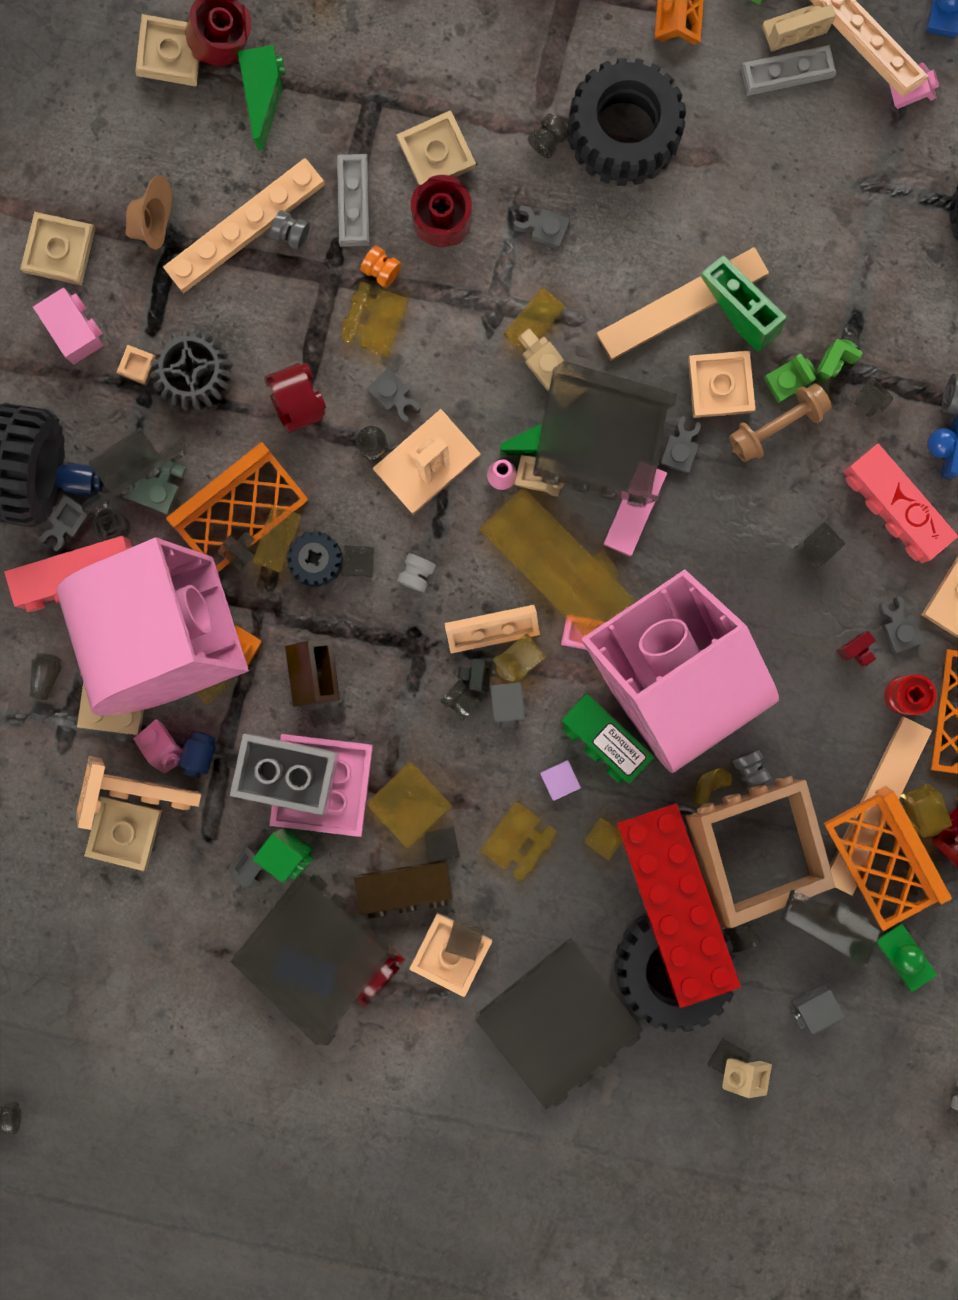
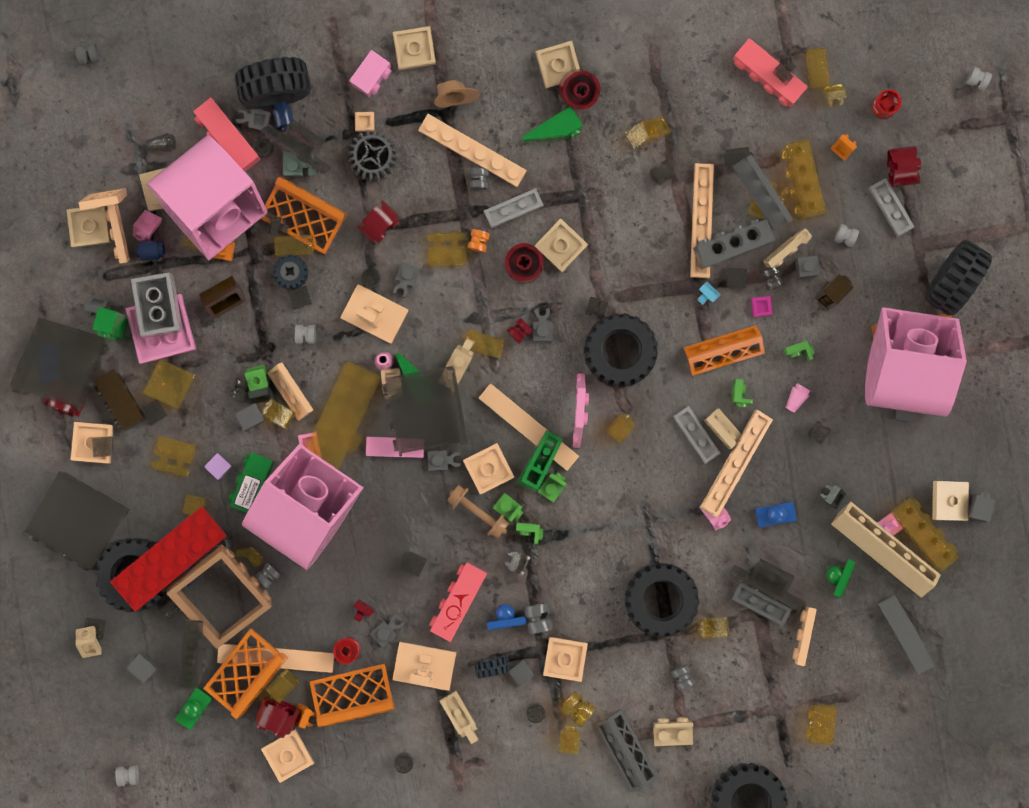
camera: 70 degrees right, 0 degrees up
(452, 668) = (256, 377): none -> bright green bracket
(537, 259) = (516, 334): none -> dark red wheel
(694, 203) = (581, 417): none -> bright pink wing
(737, 170) = (621, 427): none -> clear yellow brick
(785, 299) = (552, 486): none -> bright green bracket

